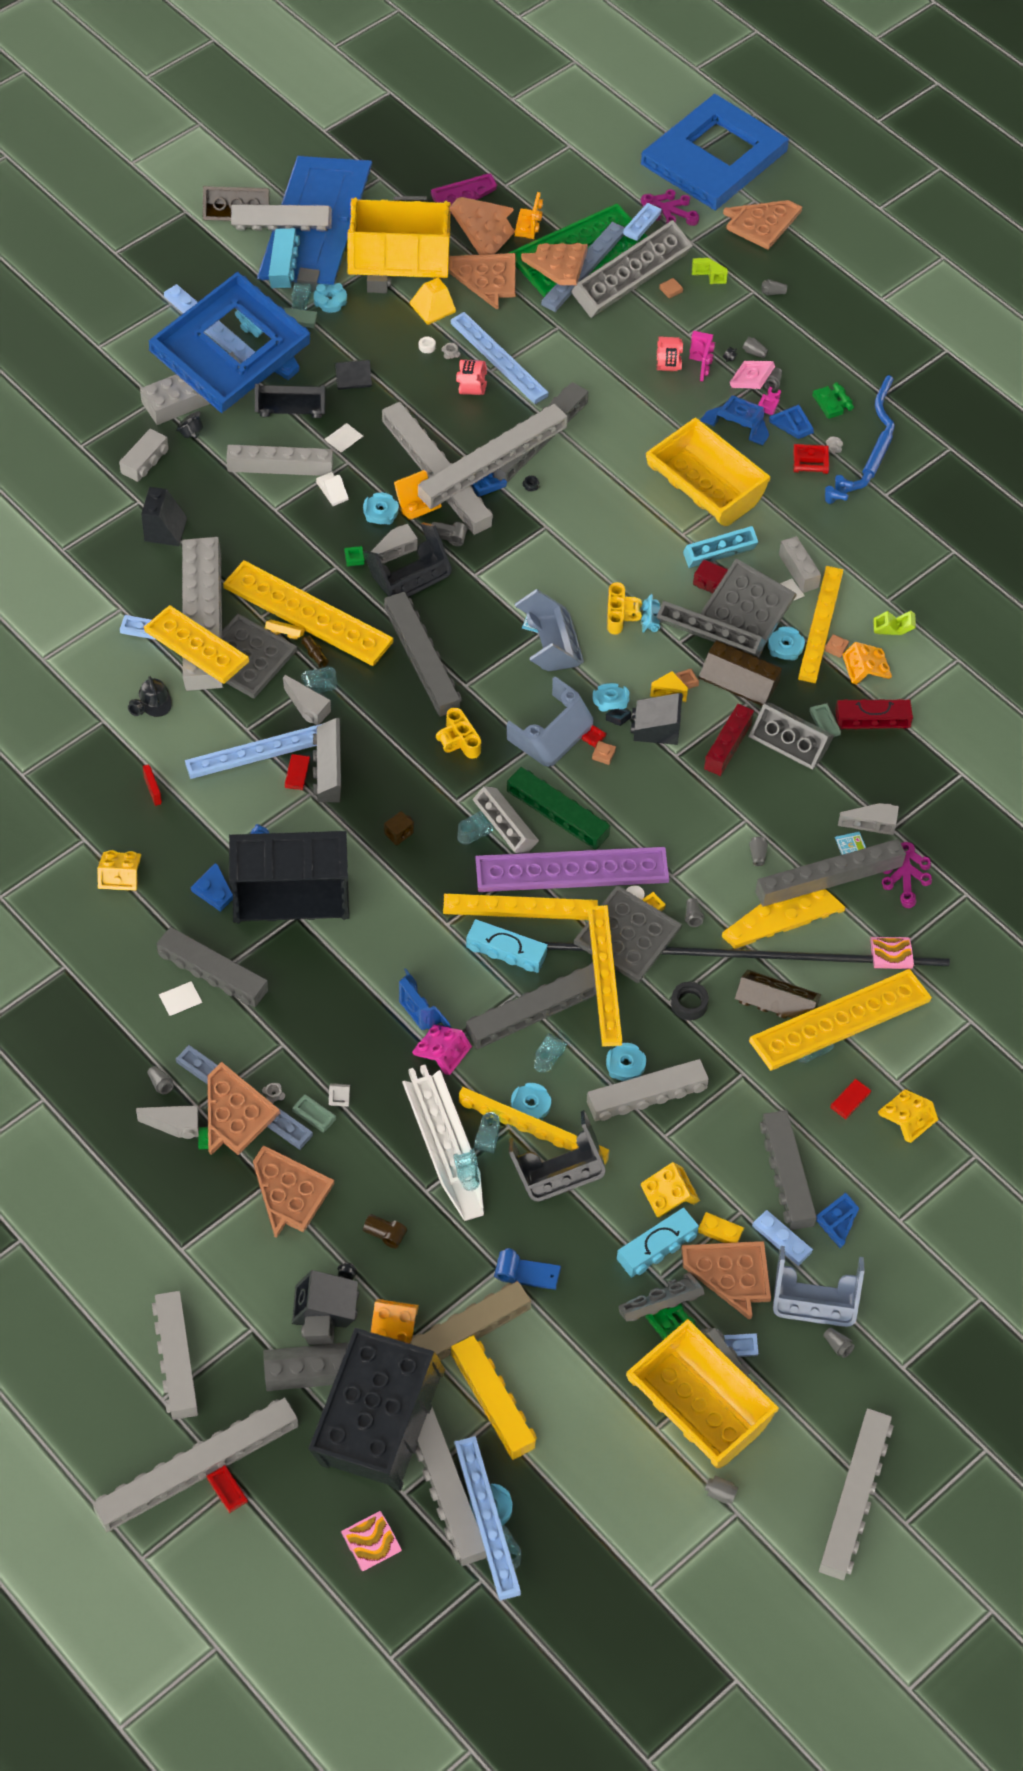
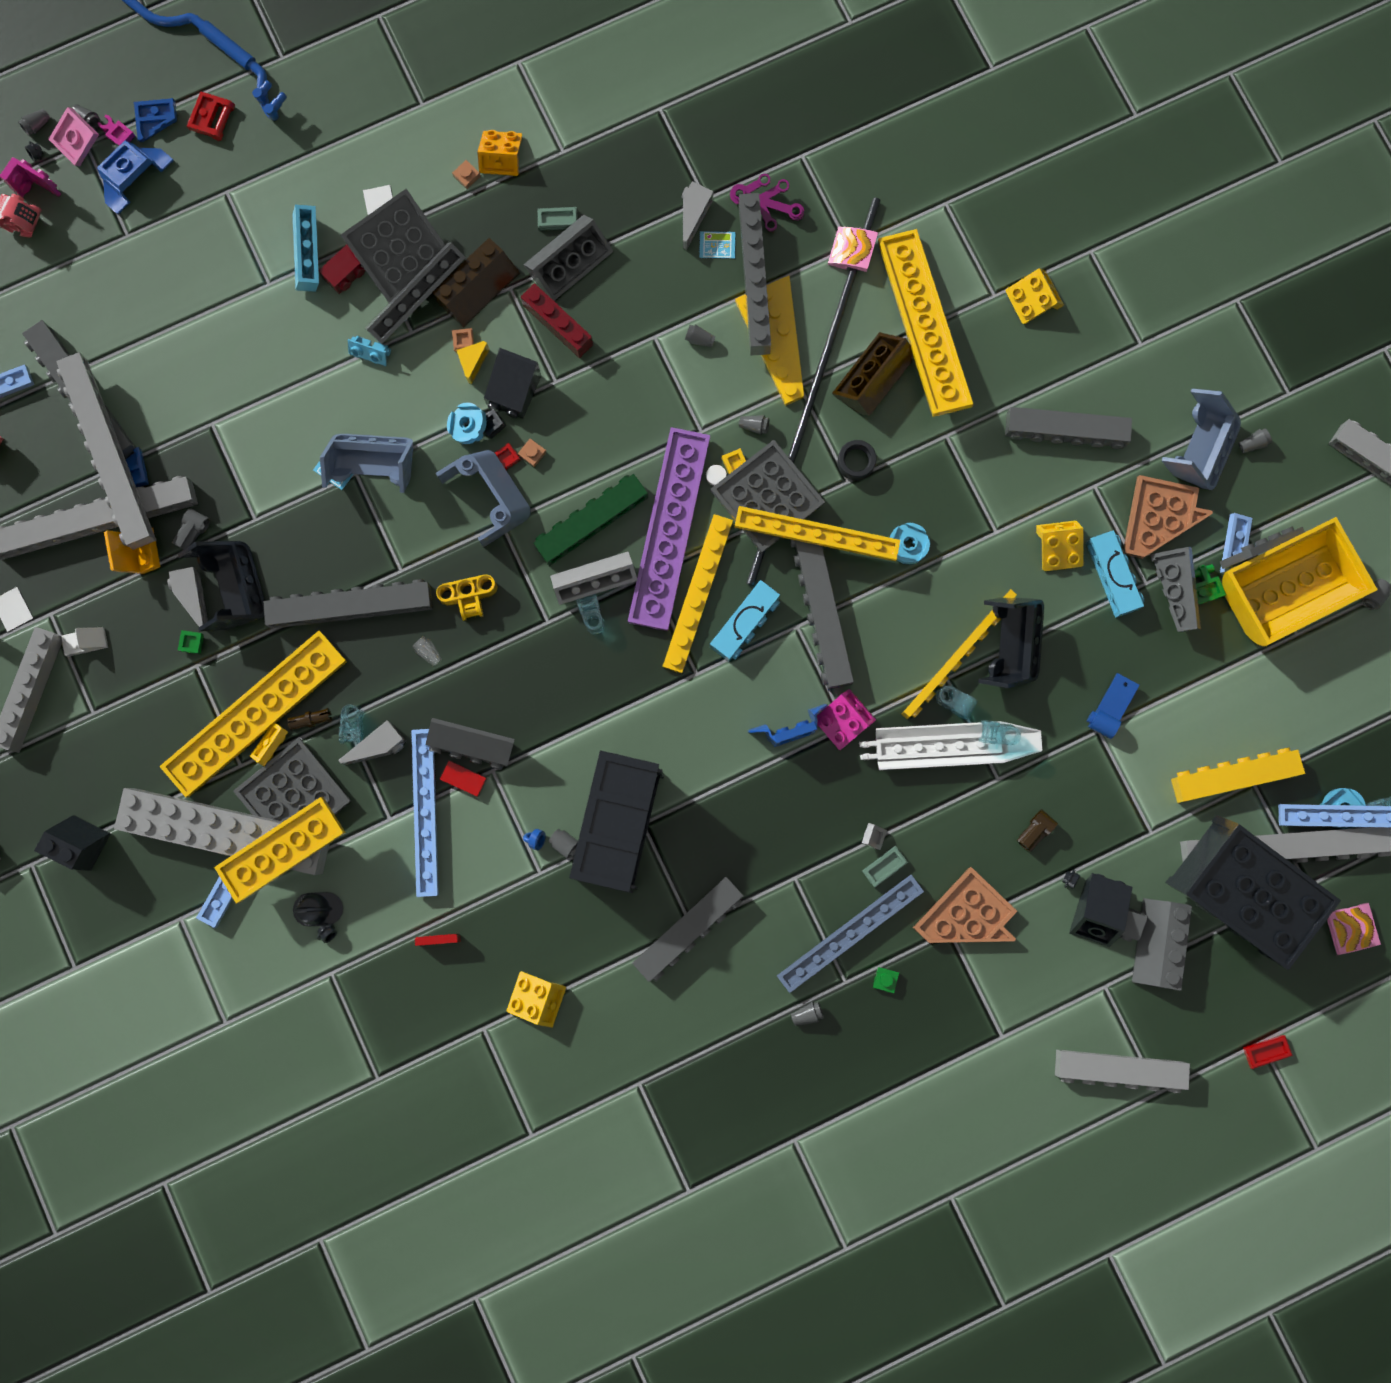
camera: 70 degrees left, 25 degrees up
(176, 1120) = (861, 1010): light grey slope -> none
(180, 998) = (711, 970): white sticker -> none
(194, 1465) = (1241, 1078): light grey brick -> none
(213, 888) = (586, 903): blue wing -> none
(235, 1111) = (871, 947): nougat wing -> none
(273, 1087) = (851, 907): light grey plate -> none
(377, 516) = (143, 598): medium azure plate -> none
(394, 1319) = (1135, 847): light orange bracket -> none
(399, 828) = (569, 690): dark brown brick -> none
(401, 717) = (426, 650): none -> clear cone
(476, 1320) = (1158, 776): dark tan brick -> none
(528, 1092) = (918, 650): medium azure plate -> none
(531, 483) = (145, 418): black plate -> none
(548, 1052) = (877, 613): clear light blue piece -> none
(621, 608) = (353, 369): yellow piece -> none
(647, 1090) = (948, 533): light grey brick -> none
(709, 471) = (202, 225): yellow container -> none
(720, 1229) = (1111, 511): yellow plate -> none
(780, 1236) = (1133, 457): light blue plate -> none
(782, 651) = (445, 214): medium azure plate -> none
(799, 564) = (352, 175): light grey brick -> none
(820, 624) = (433, 180): yellow plate -> none
(828, 400) = (135, 71): green plate -> none
(834, 444) = (200, 84): light grey plate -> none
(838, 1218) = (1129, 398): blue wing -> none
(850, 1099) = (1003, 344): red tile -> none
(873, 714) = (566, 166): dark red brick -> none
(890, 625) = (458, 106): lime slope -> none

